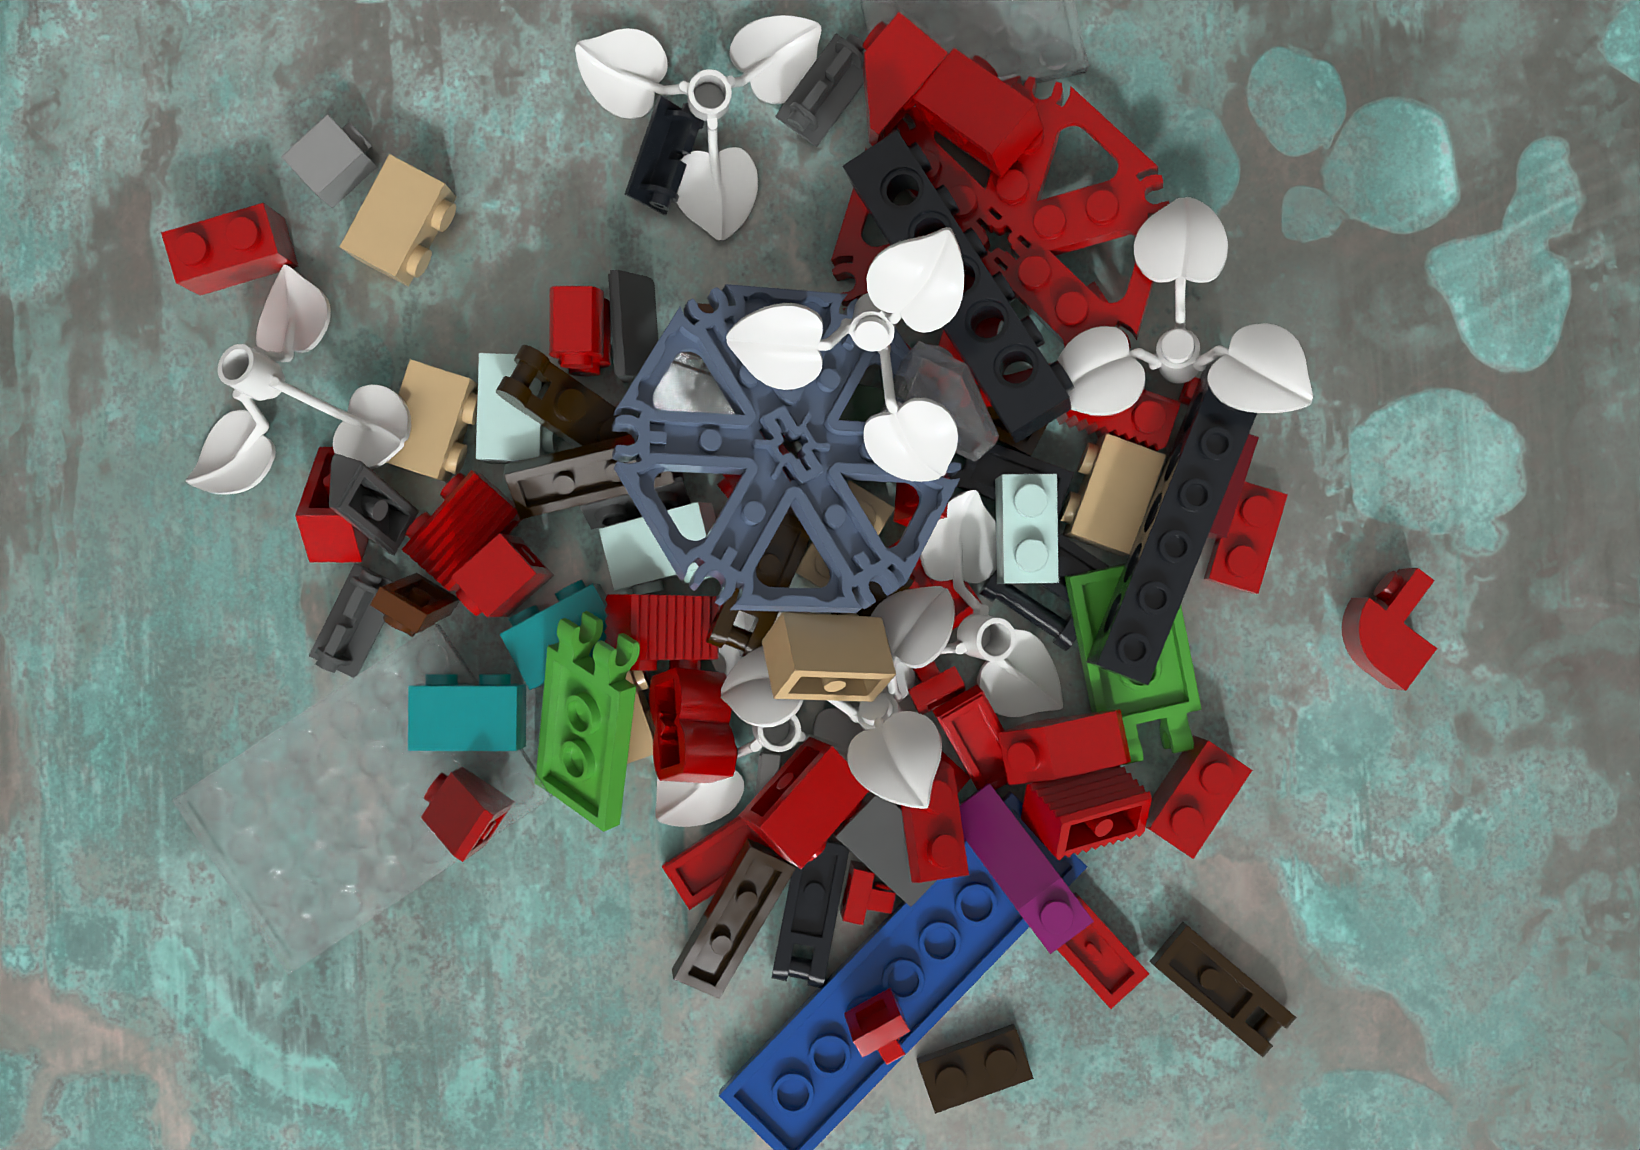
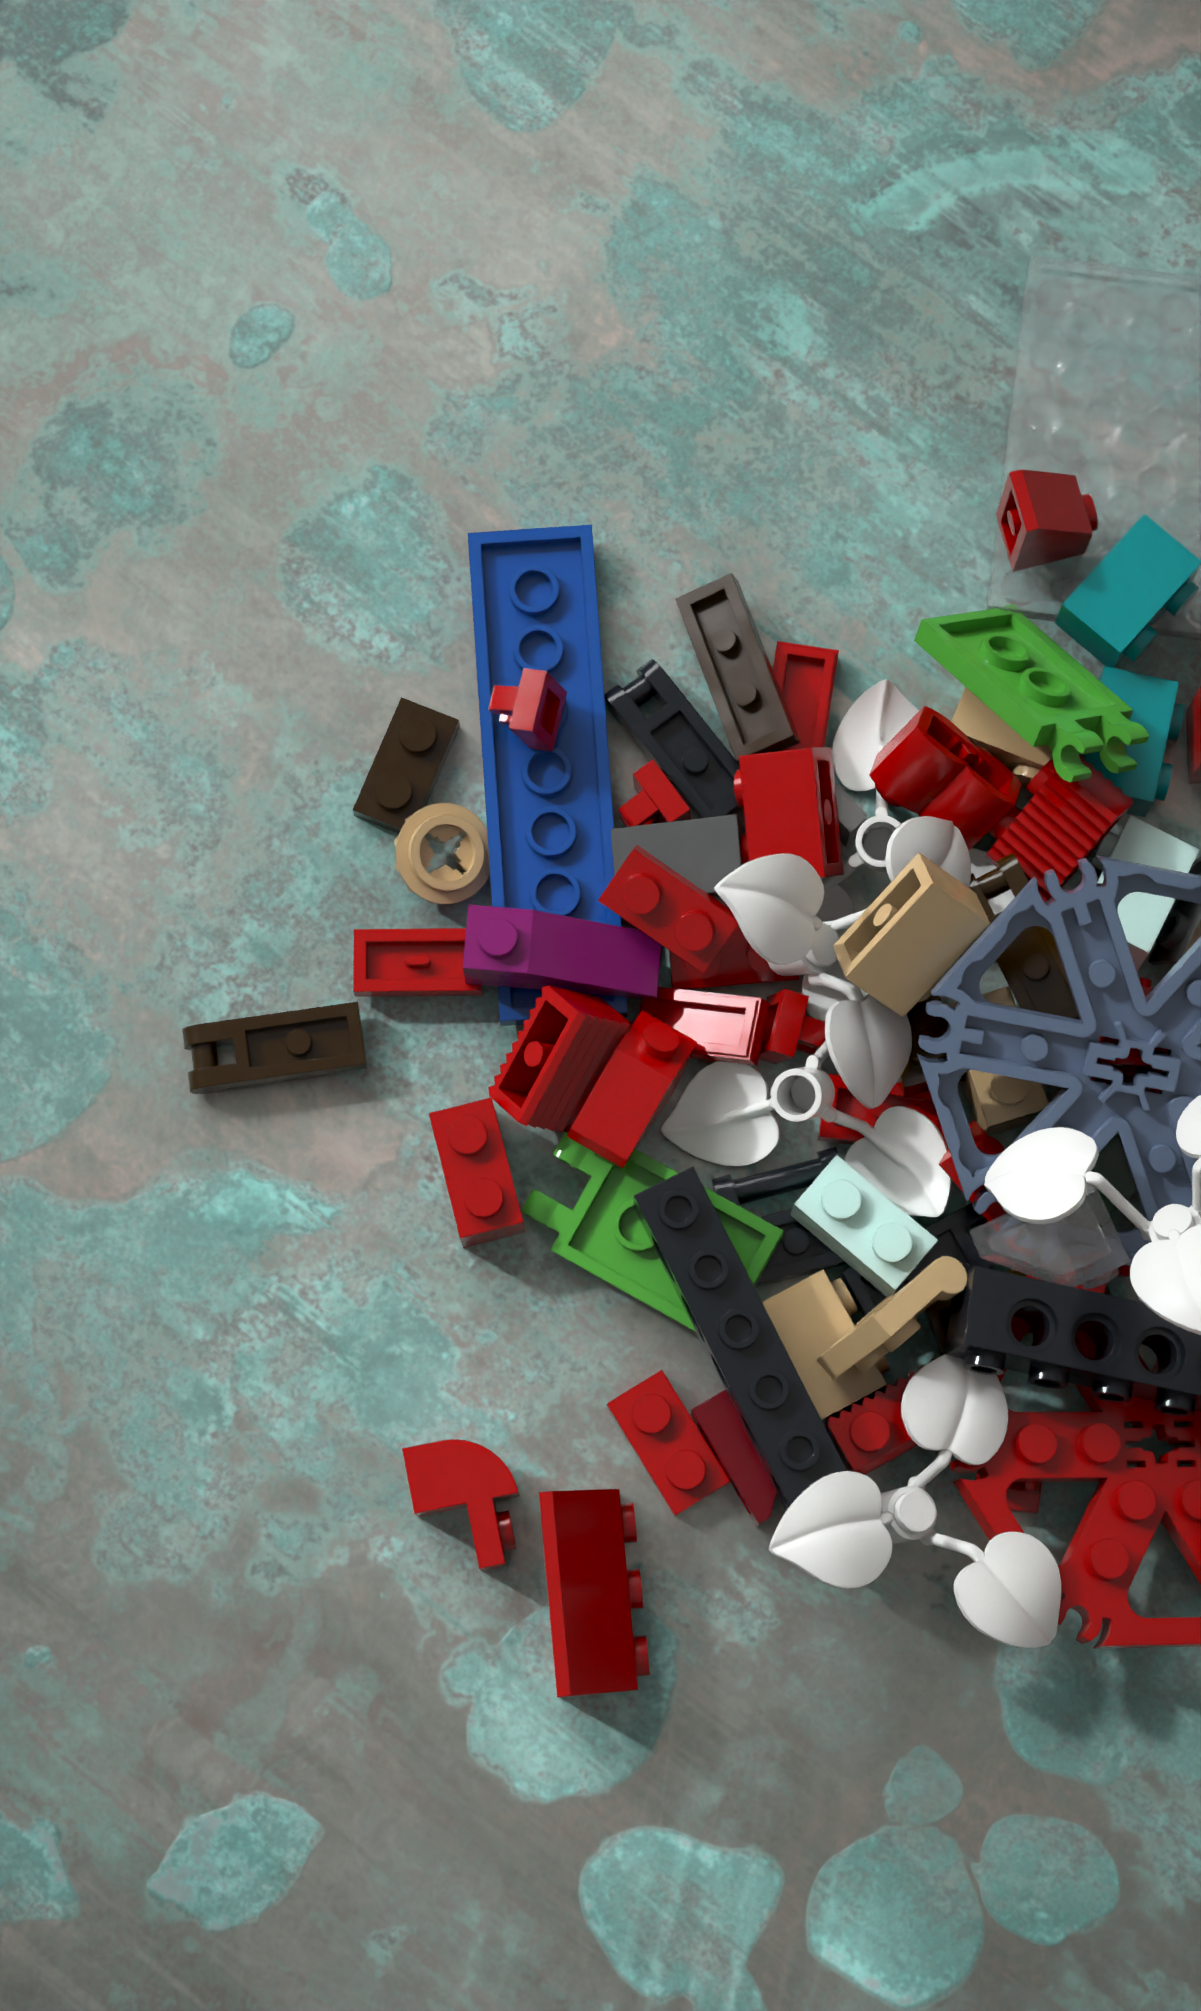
camera: 135 degrees right, 10 degrees down
(1030, 979) = (470, 853): none -> tan gear
(1082, 461) = (894, 1318): none -> tan plate
(1389, 502) = (592, 1592): none -> red slope

